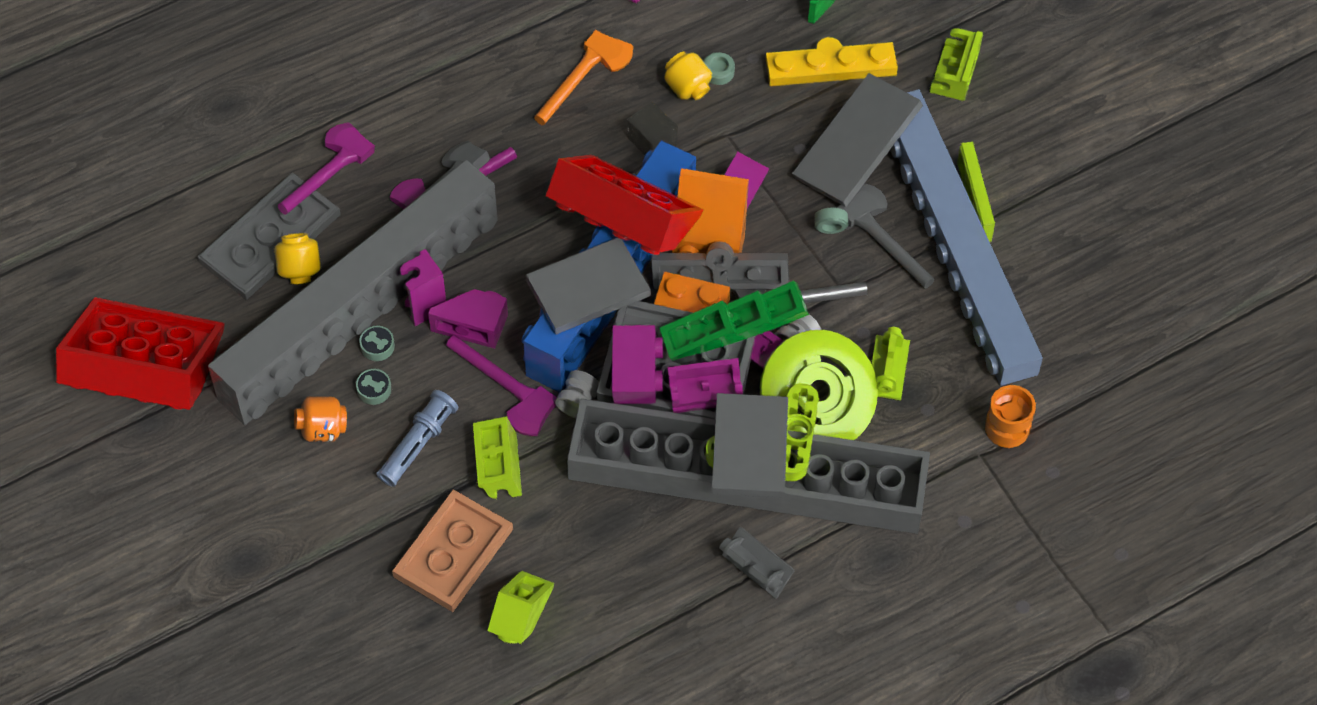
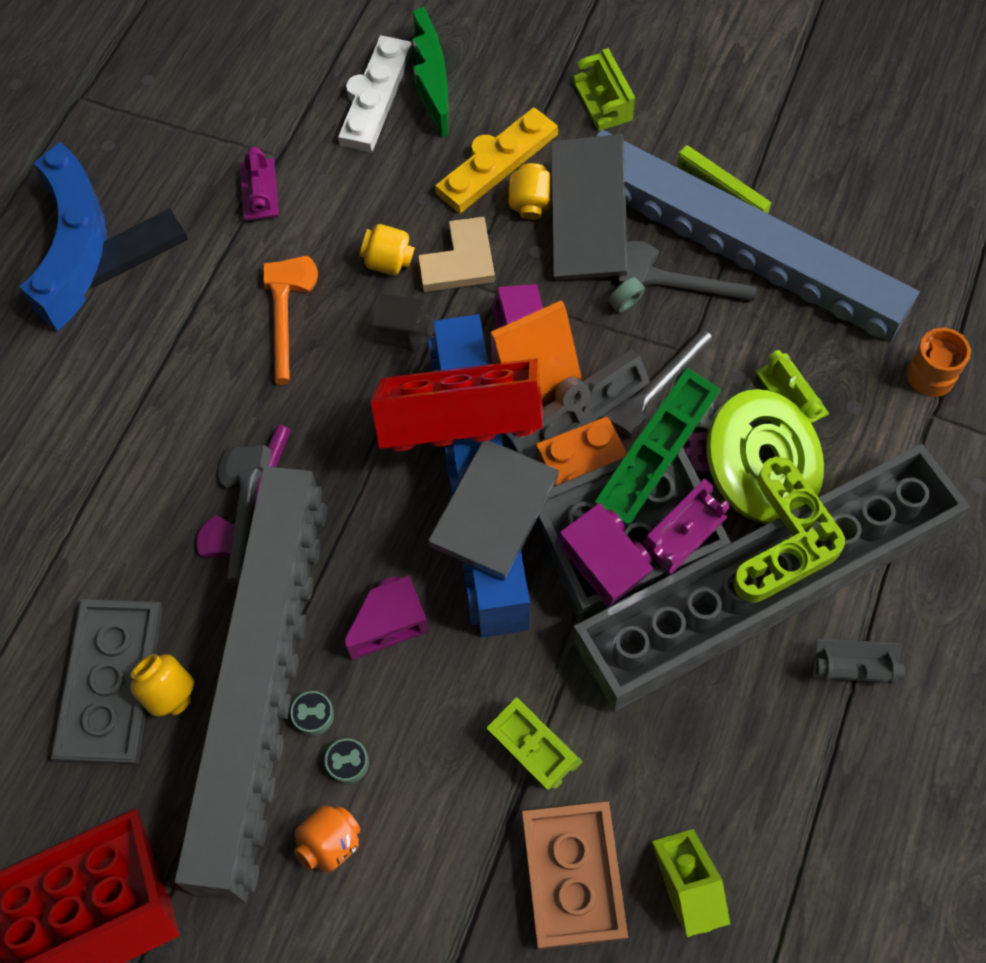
camera: 35 degrees left, 5 degrees up
(350, 148) = (121, 531): magenta piece -> none
(426, 289) = (324, 621): magenta hinge -> none
(426, 425) = (436, 763): sand blue pin -> none
(534, 404) = (517, 658): magenta piece -> none
(578, 386) = (552, 620): light grey wheel -> none
(721, 66) = (406, 221): sand green tile -> none
(740, 124) = (464, 266): none -> tan tile
(750, 445) = (783, 556): dark grey tile -> none
(828, 100) = (531, 191): none -> yellow head

